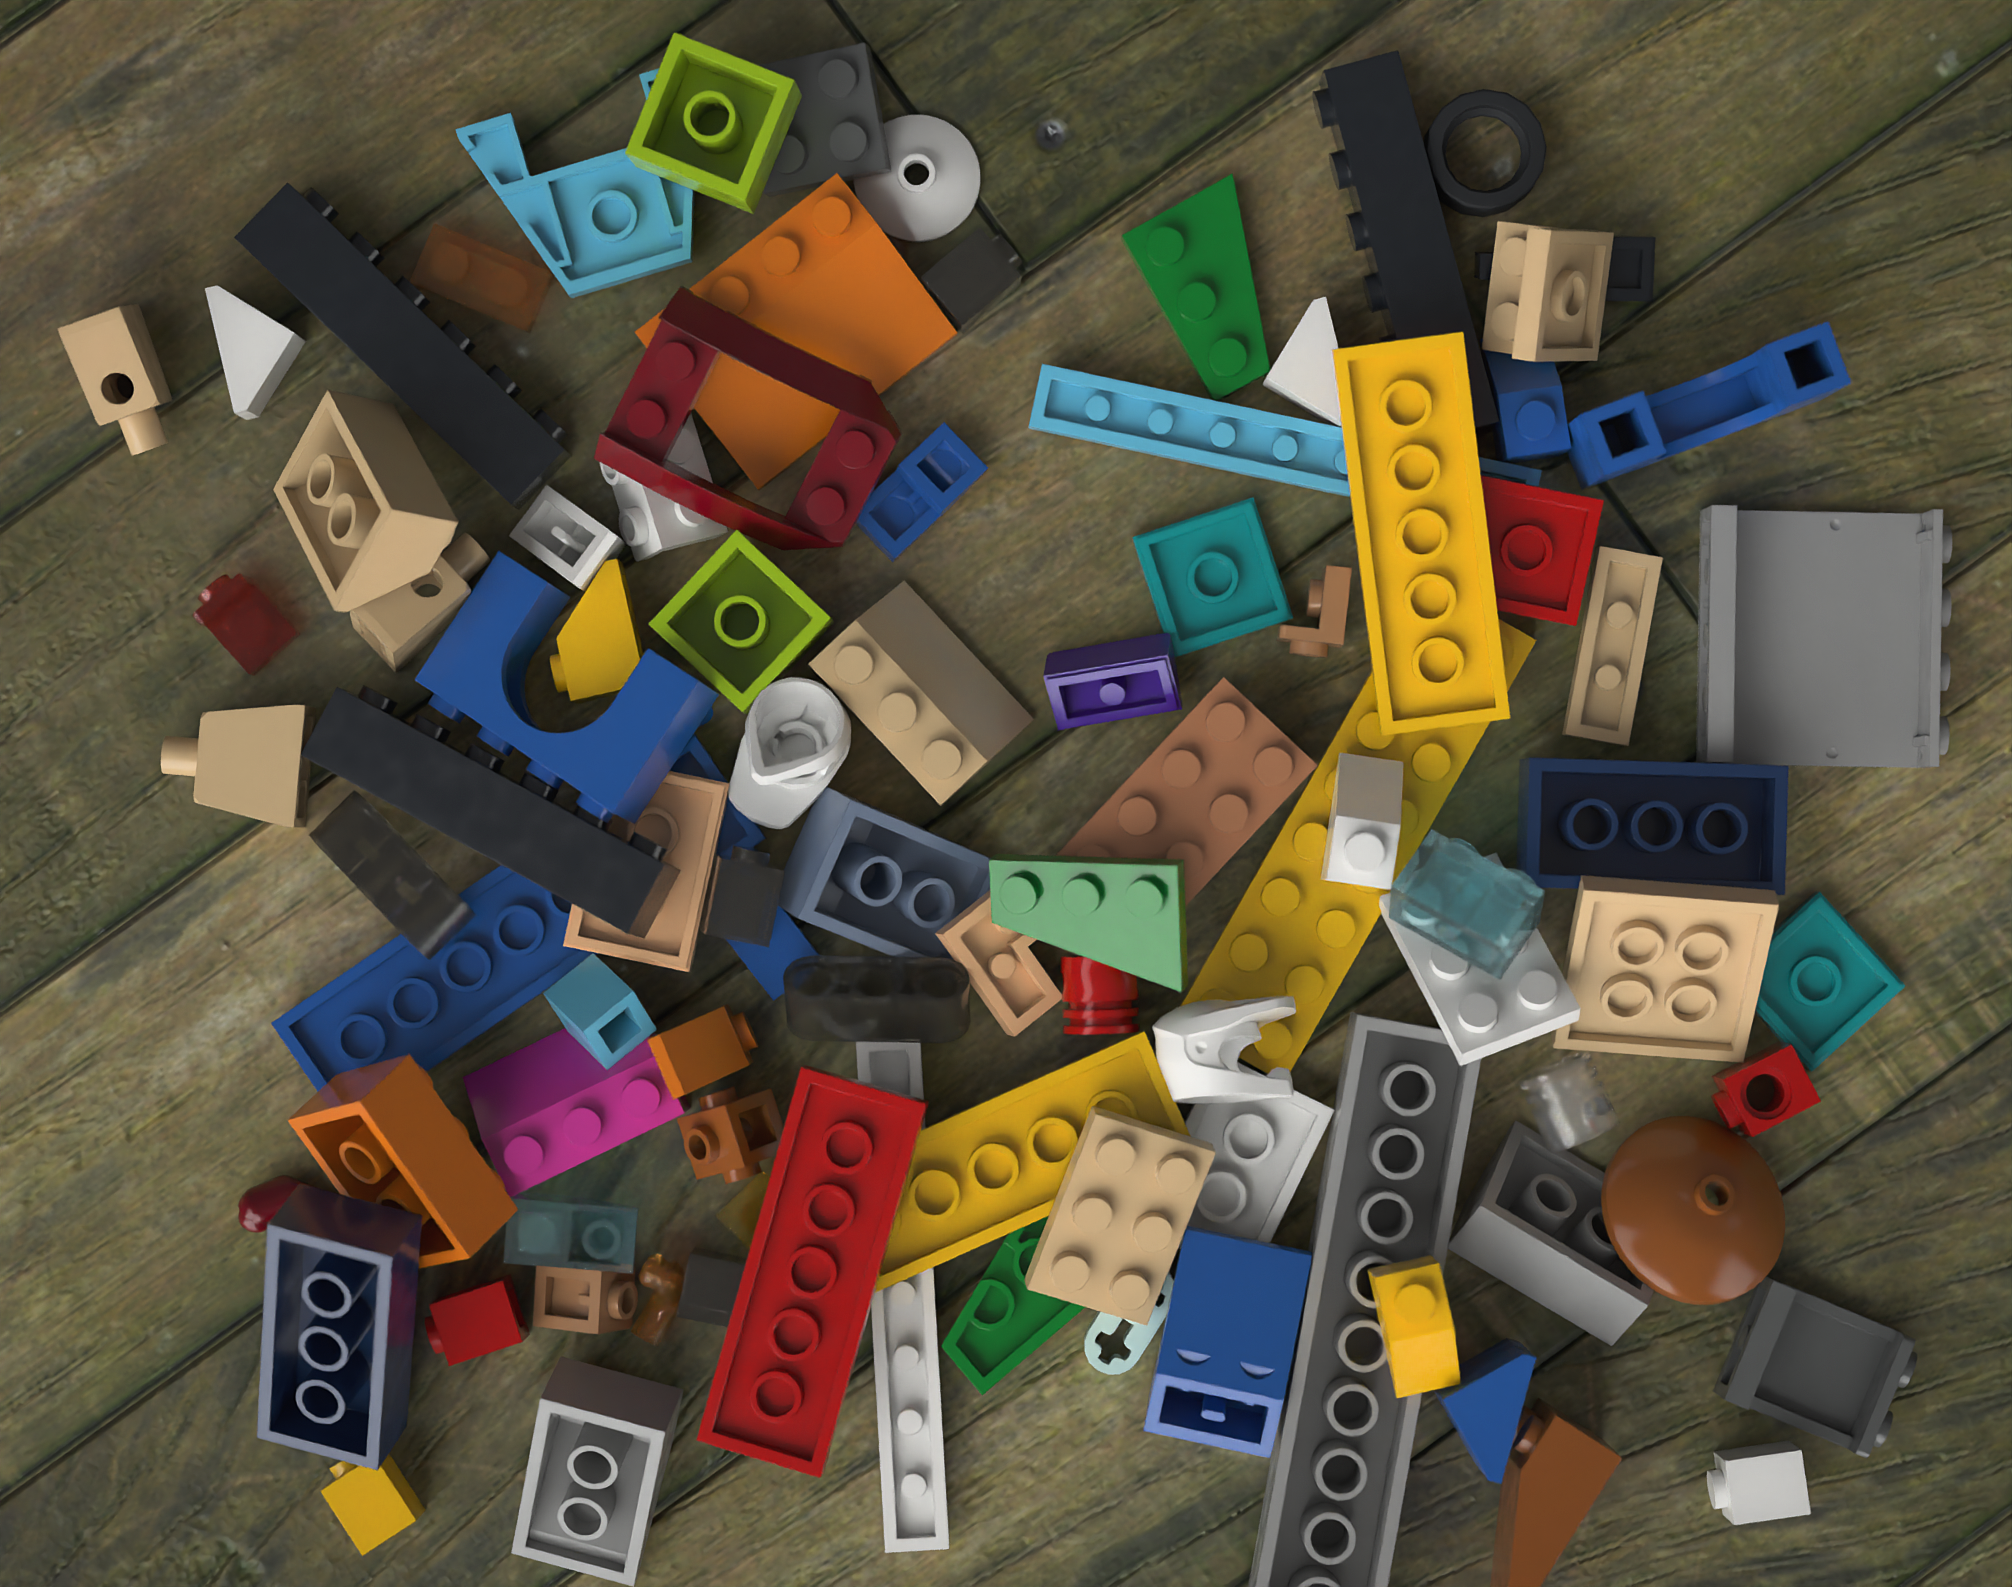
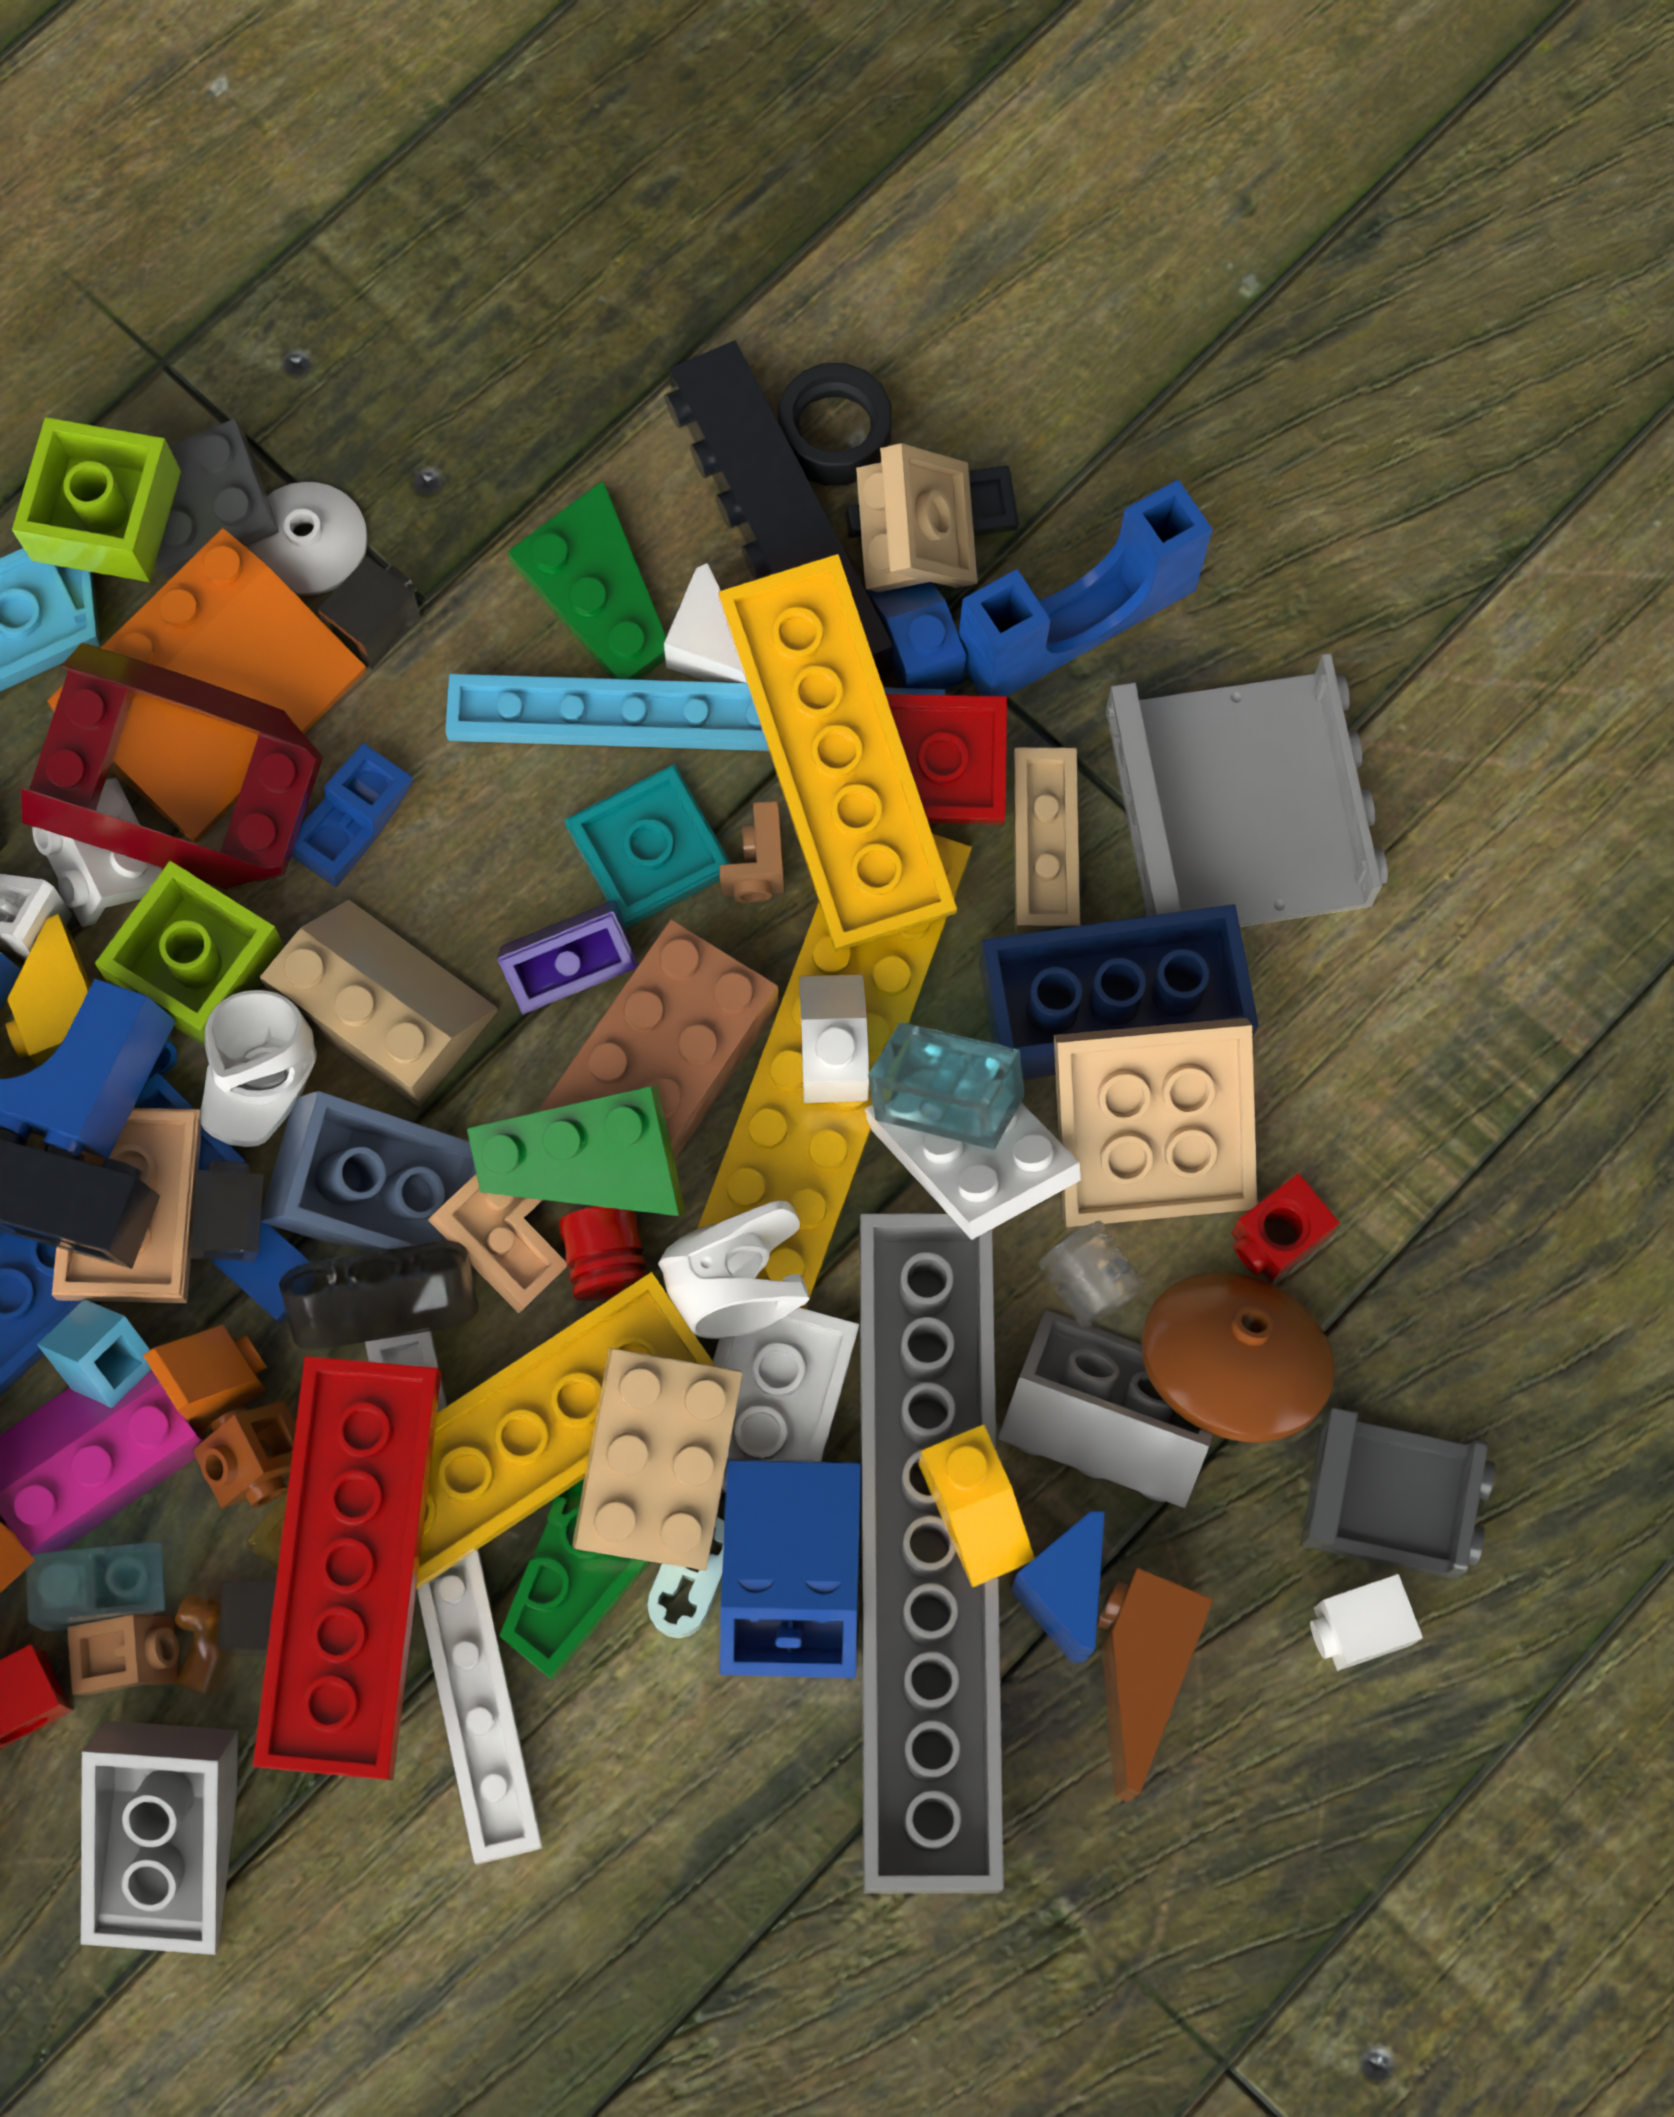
camera: 10 degrees left, 15 degrees down
(1821, 981) = (1316, 1119): teal tile -> none

